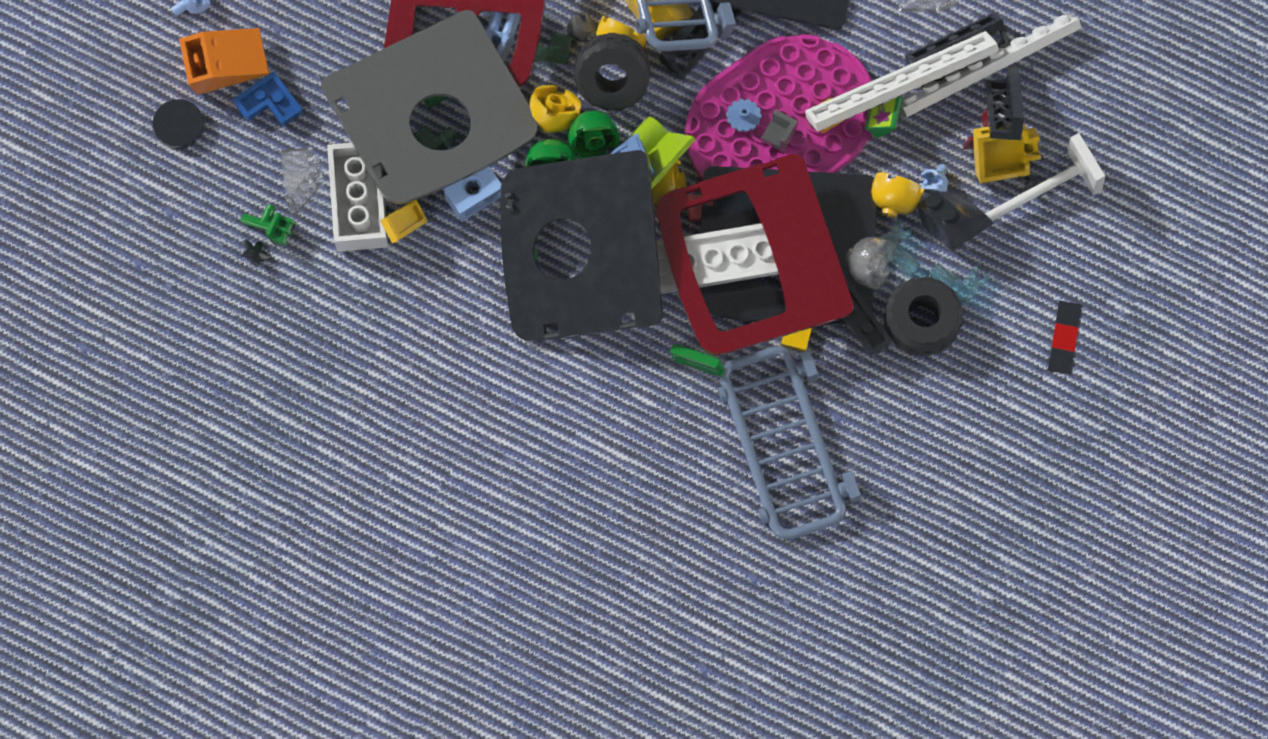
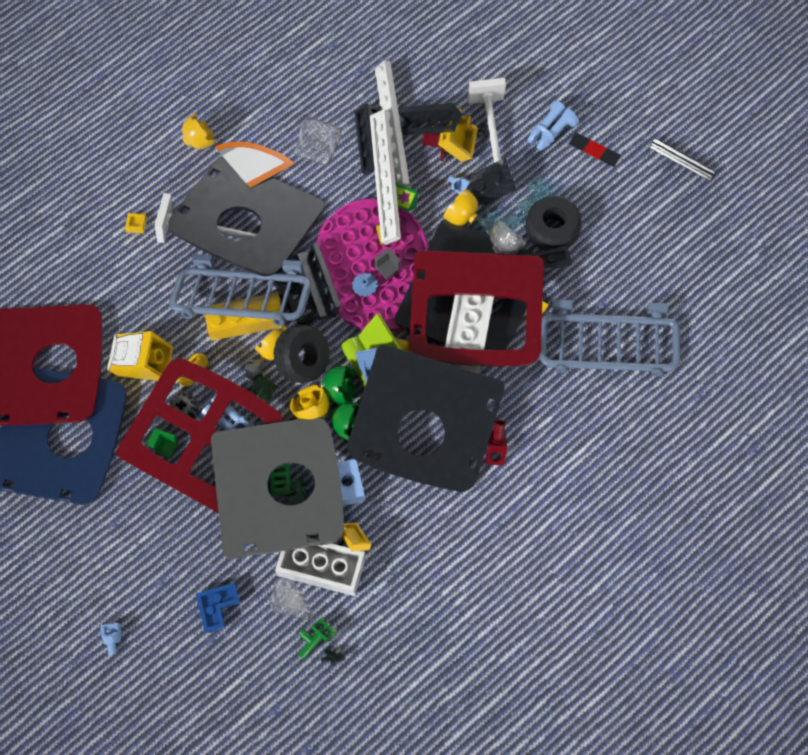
camera: 65 degrees left, 5 degrees down
(178, 123) = (205, 680): black tile -> none
(223, 58) = (170, 626): orange slope -> none
(443, 107) = (281, 491): none -> green slope
(588, 347) = (497, 443): none -> dark red bracket
(697, 360) = (533, 374): green tile -> none
(723, 58) = (322, 290): none -> black fence
(1090, 282) = (557, 109): none -> light blue piece
(1094, 456) = (683, 159): none -> axle

